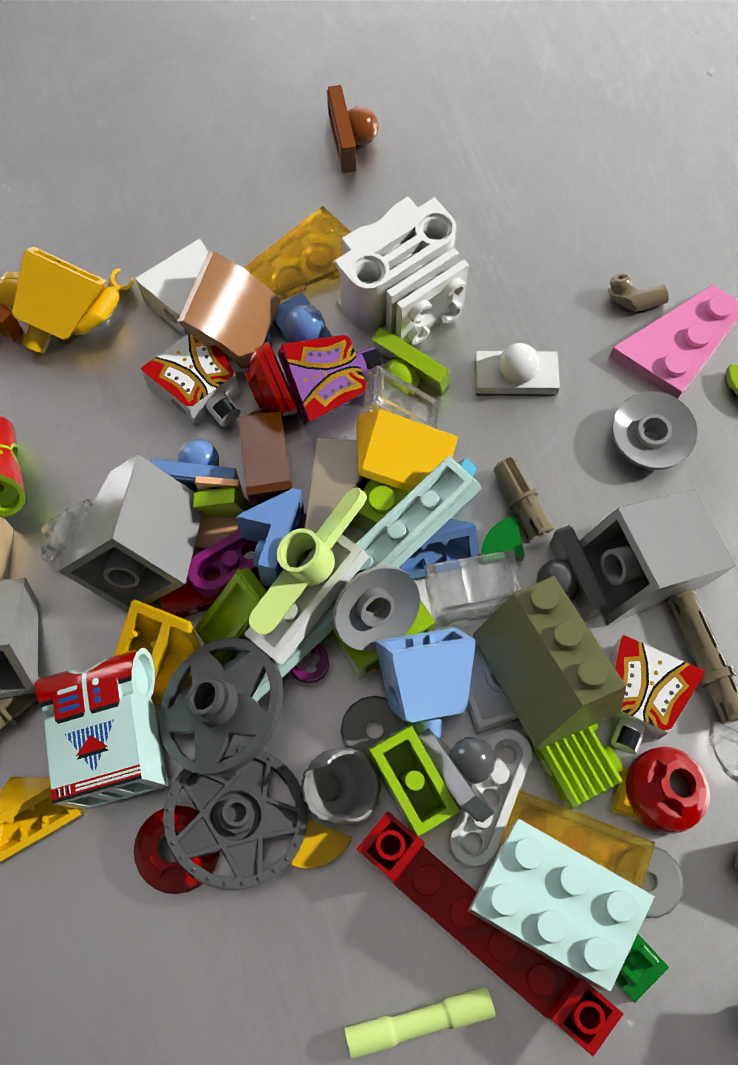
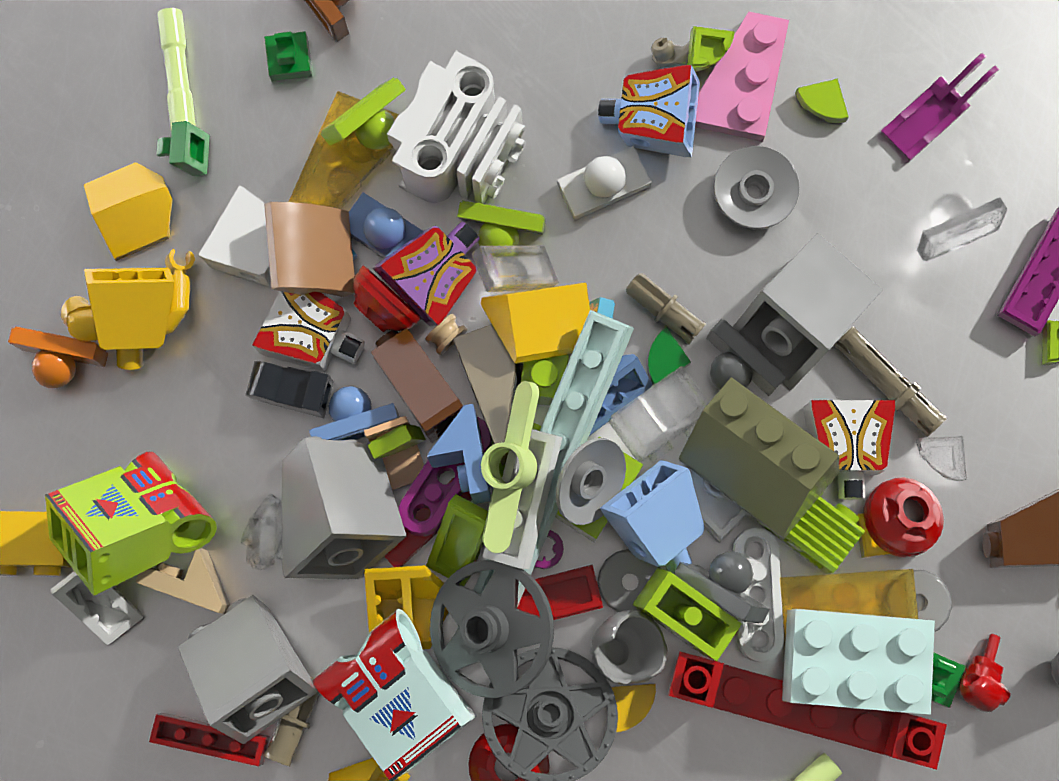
camera: 25 degrees left, 10 degrees up
(102, 229) = (130, 209): none -> yellow slope
(156, 422) = (290, 388): none -> black leg
(174, 198) = (186, 148): none -> green tile
(191, 158) = (174, 45): none -> yellowish green piece
(296, 164) = (288, 56): none -> green tile
(309, 432) = (444, 333): none -> tan bush
(309, 713) = (567, 593): none -> red tile
(332, 226) = (367, 118): none -> lime tile
(592, 328) = (656, 110): none -> torso
(662, 296) = (708, 46): none -> lime tile
(681, 989) = (982, 680): none -> red piece

